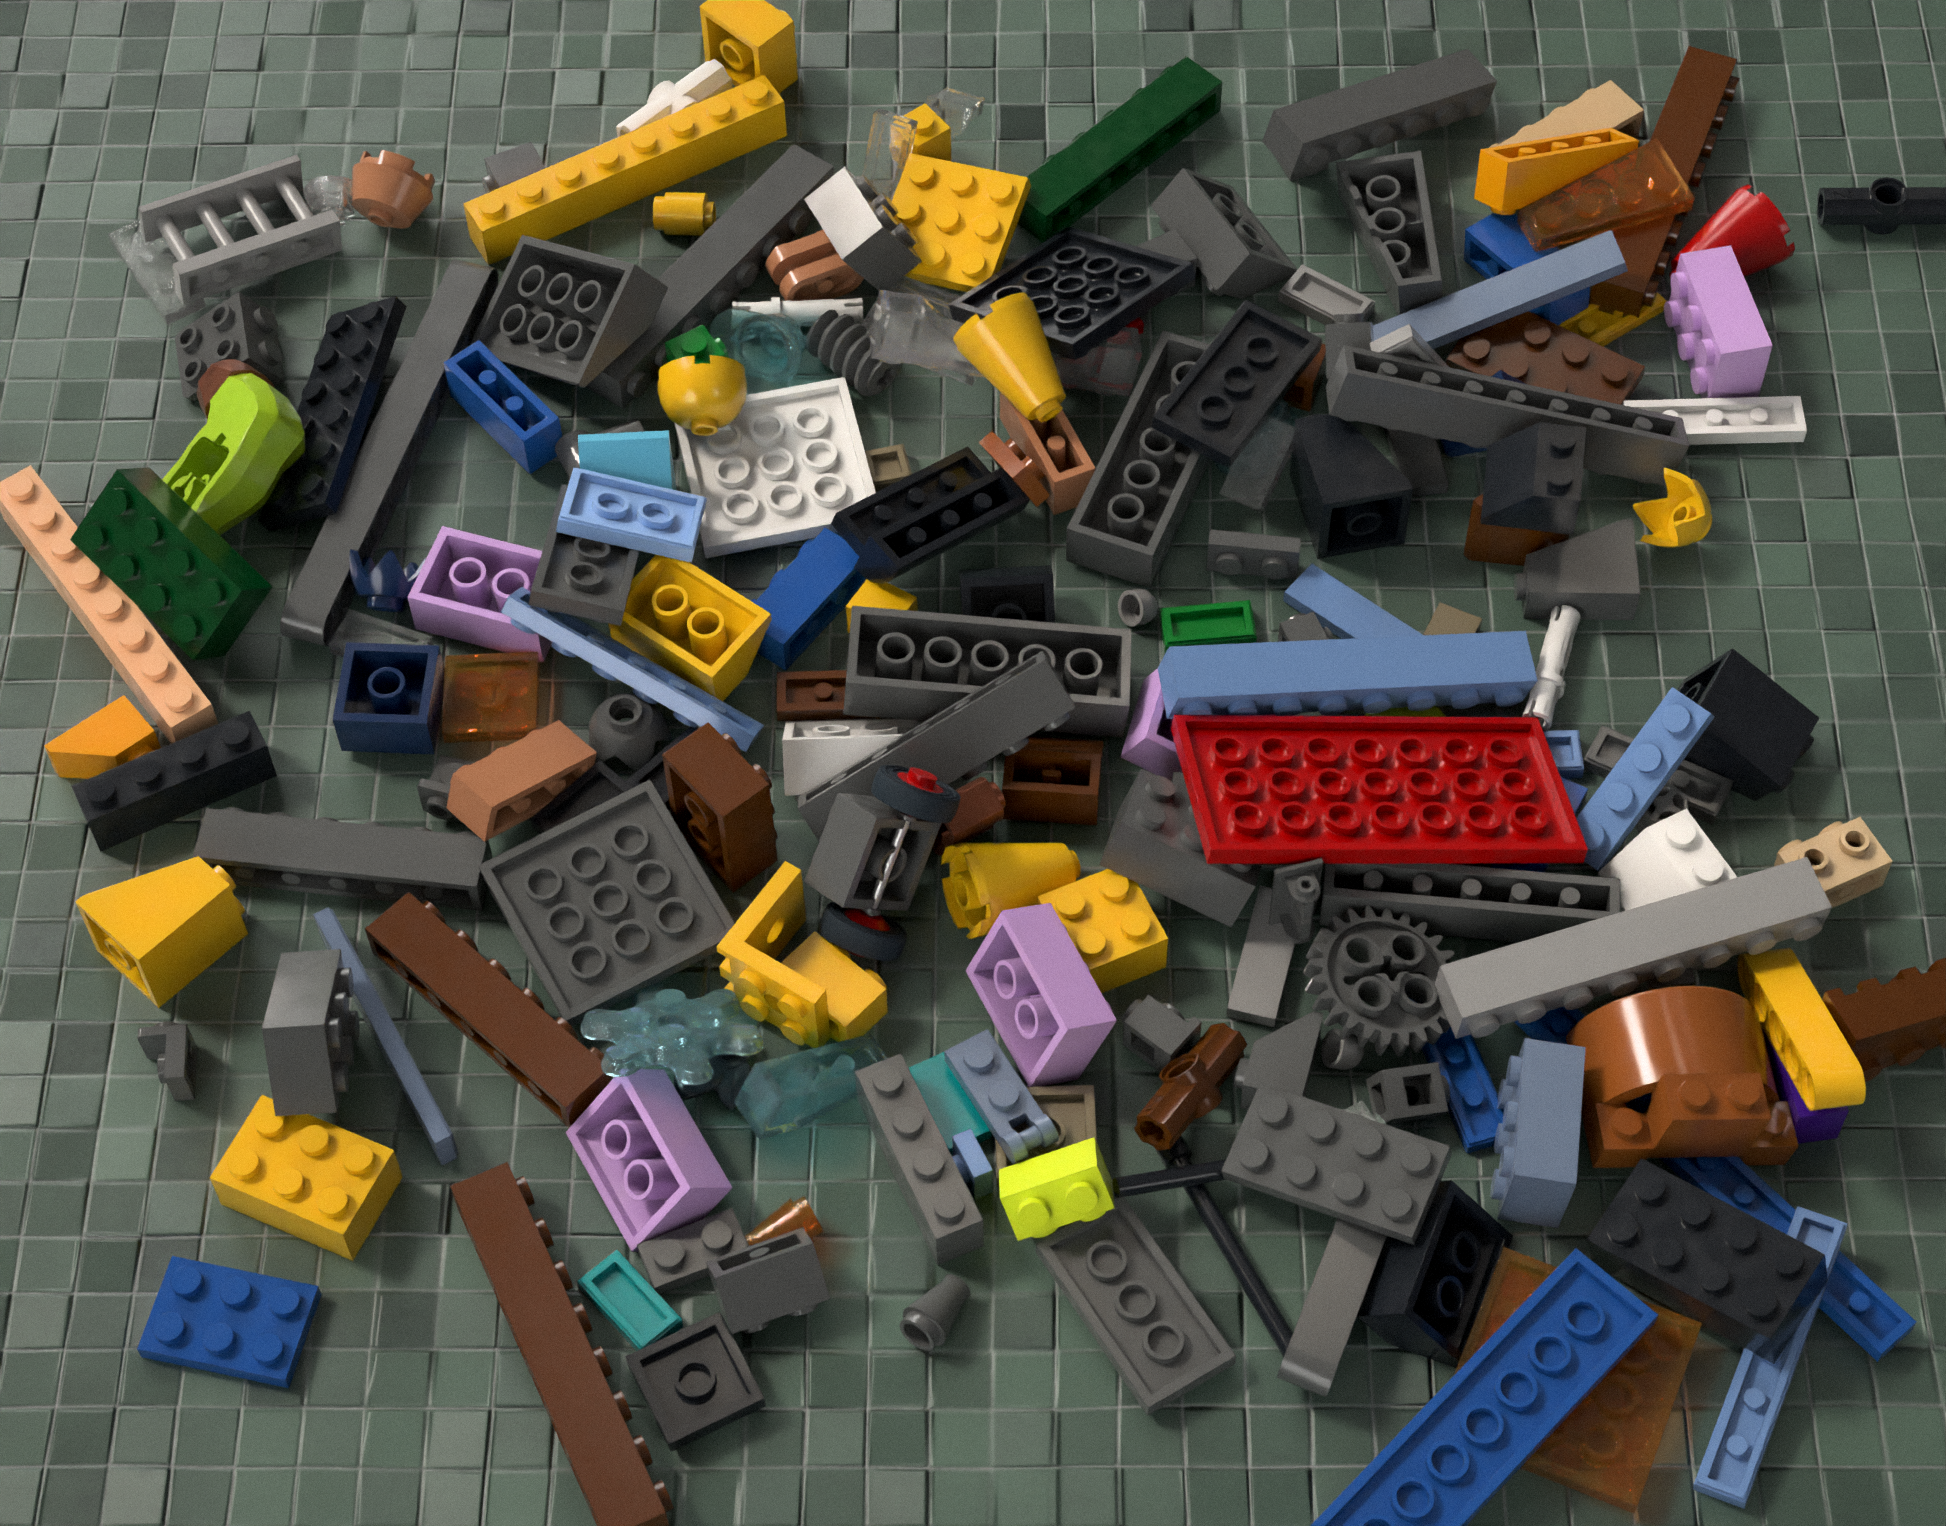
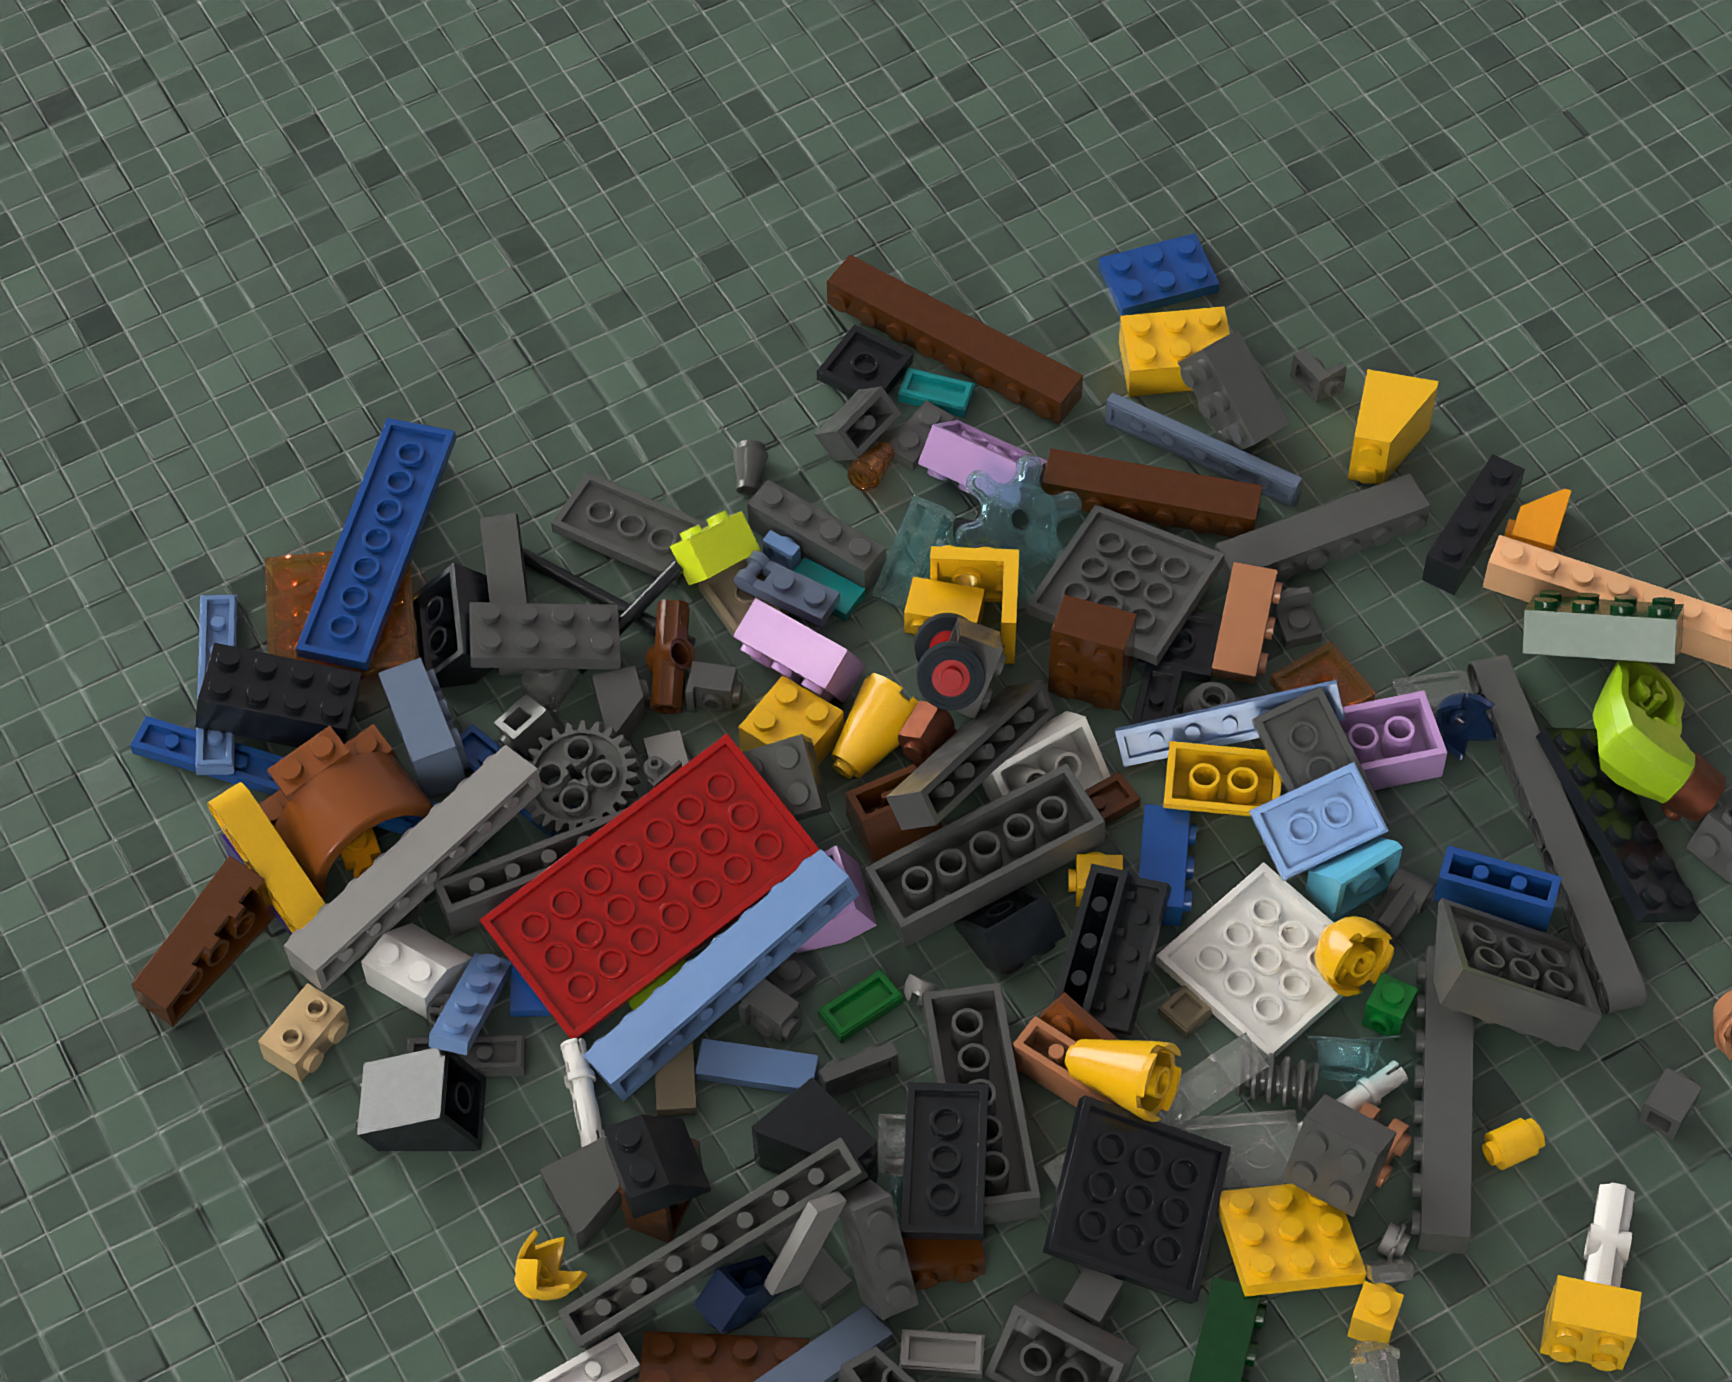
camera: 150 degrees right, 0 degrees up
(389, 698) = (1383, 637): dark blue brick -> none
(626, 168) = (1588, 1159): yellow brick -> none
(1566, 751) = (544, 1036): medium blue tile -> none

